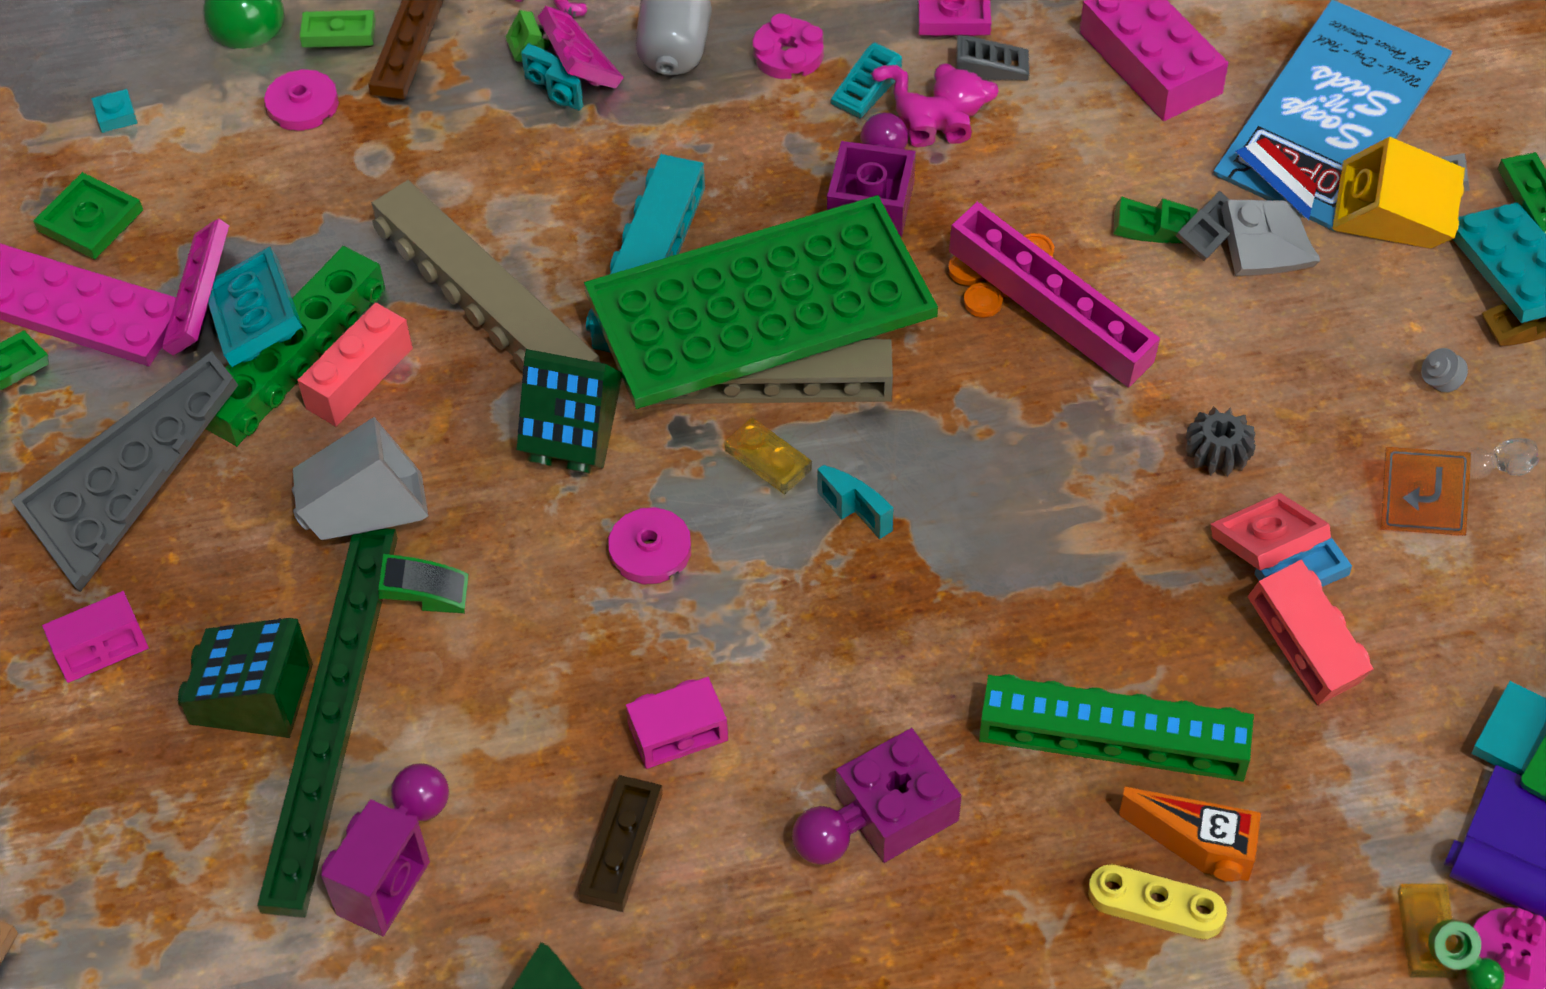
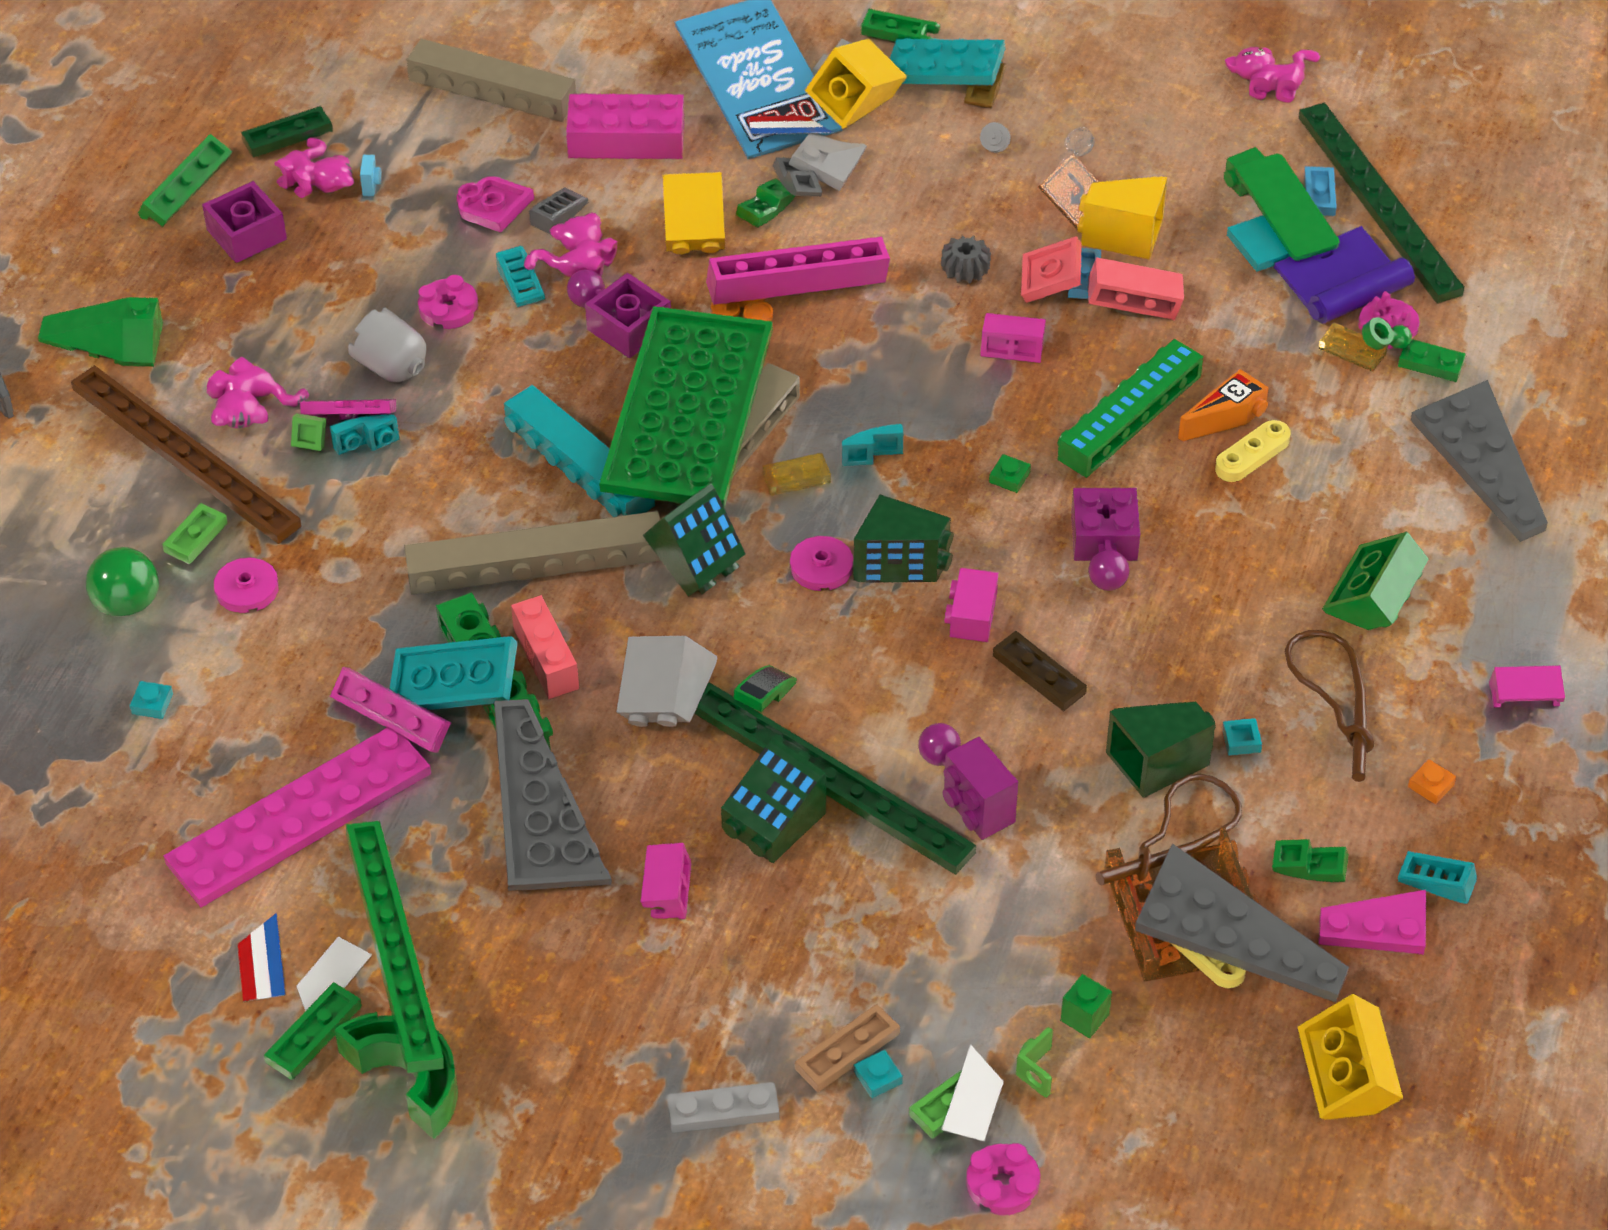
camera: 60 degrees left, 5 degrees down
(88, 215) = (255, 750): green plate -> none
(702, 597) = (901, 544): none -> dark green slope
(921, 657) = (1010, 473): none -> green plate
(1069, 165) = (694, 212): none -> yellow slope
(1134, 549) = (1013, 337): none -> dark pink hinge
(1422, 560) = (1123, 215): none -> yellow slope

